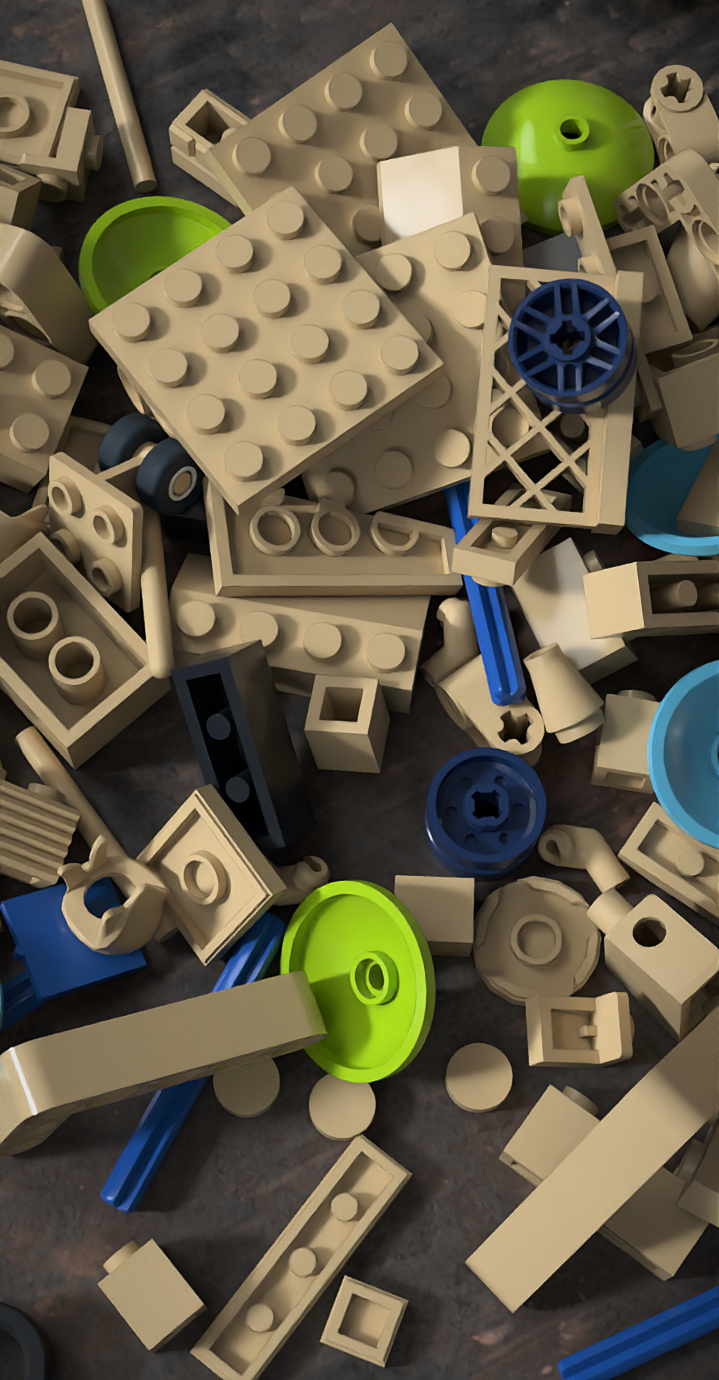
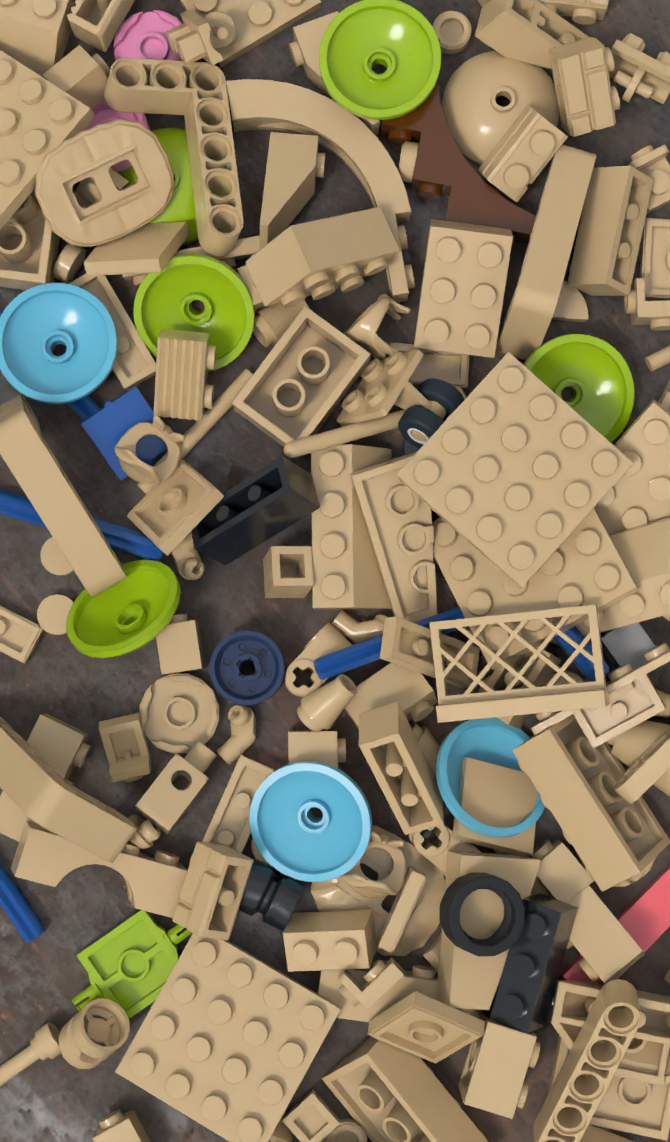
camera: 80 degrees right, 15 degrees up
(478, 1077) = (89, 692): tan tile -> none
(546, 330) = (519, 659): dark blue wheel -> none

